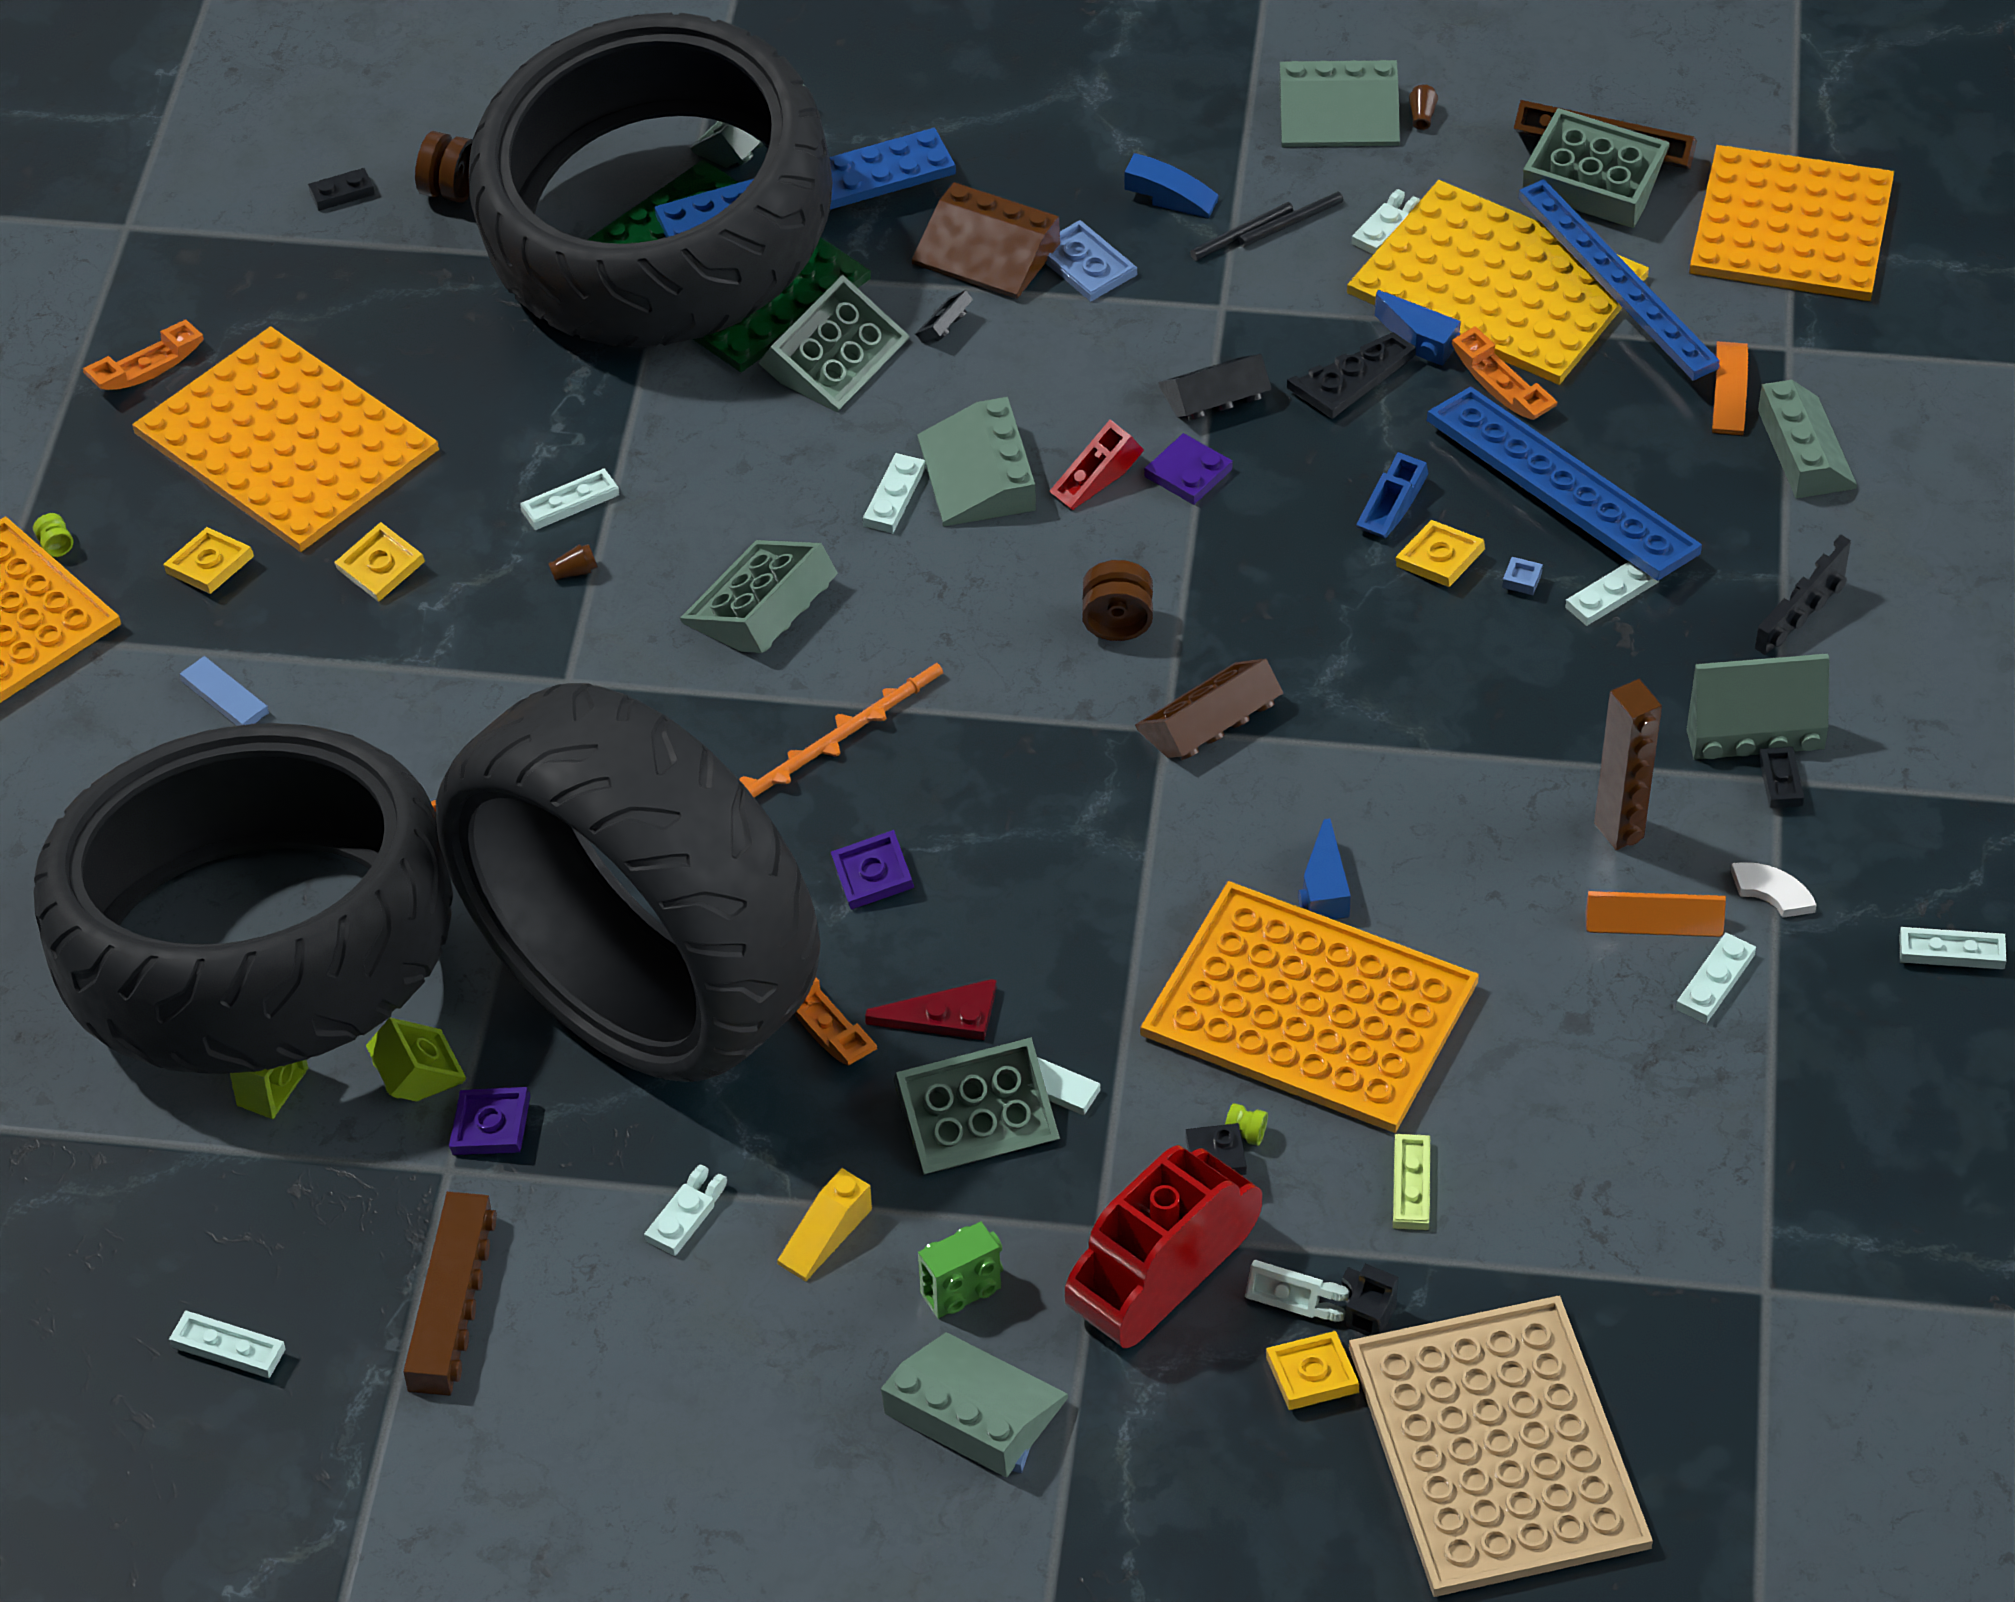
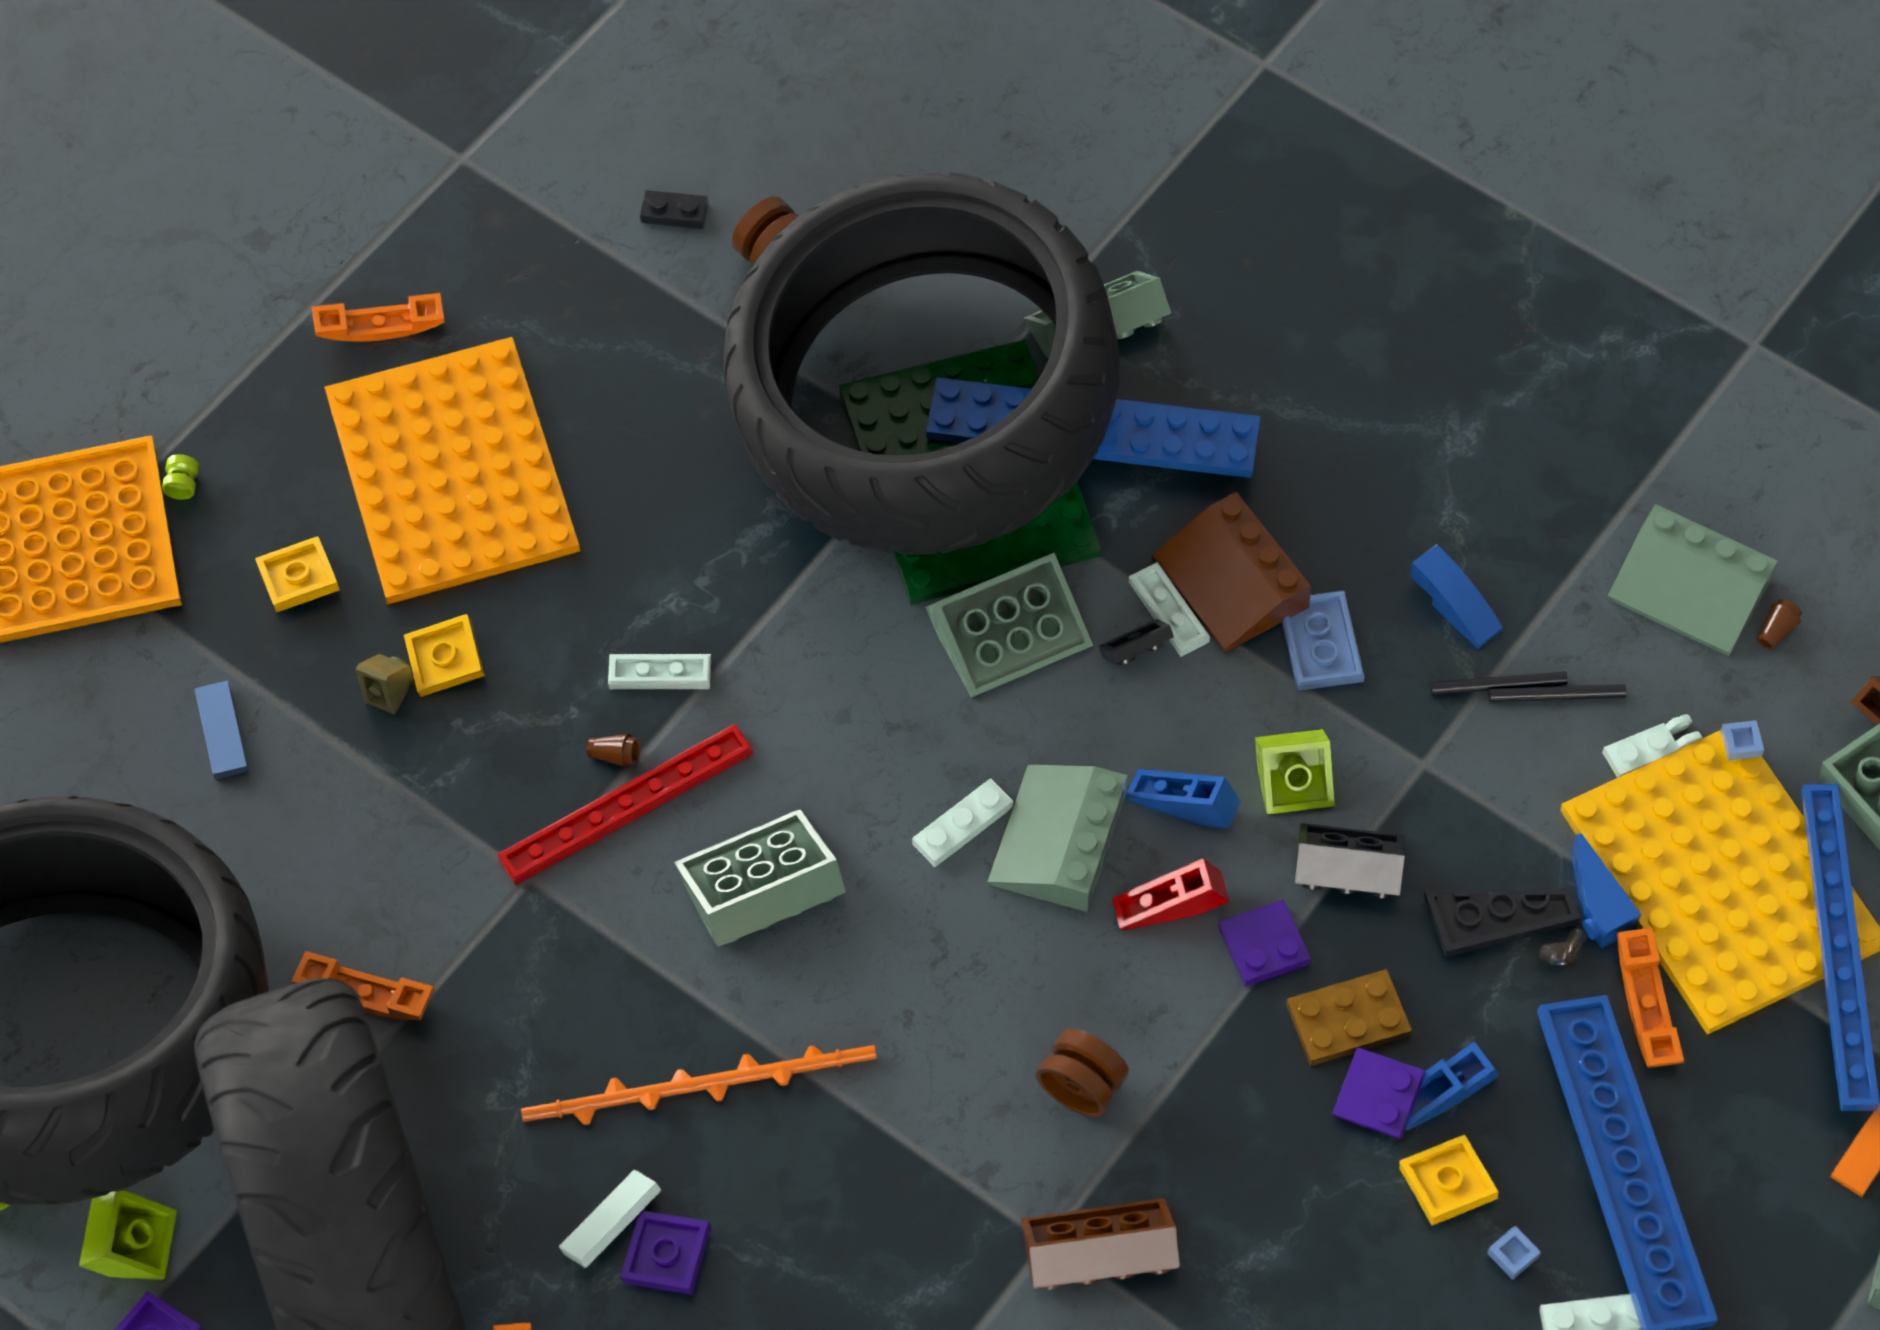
camera: 30 degrees right, 10 degrees up
(346, 599) = (384, 681): none -> olive slope
(609, 598) = (624, 804): none -> red tile
(815, 855) = (610, 1218): none -> light aqua tile
(943, 284) = (1167, 605): none -> light aqua tile
(1061, 398) = (1189, 797): none -> blue slope
(1131, 347) = (1295, 771): none -> lime slope
(1288, 487) = (1348, 1016): none -> pearl gold plate
(1349, 519) = (1379, 1093): none -> dark purple plate
(1418, 376) = (1564, 952): none -> clear smoke arm
(1453, 183) = (1742, 740): none -> medium blue plate

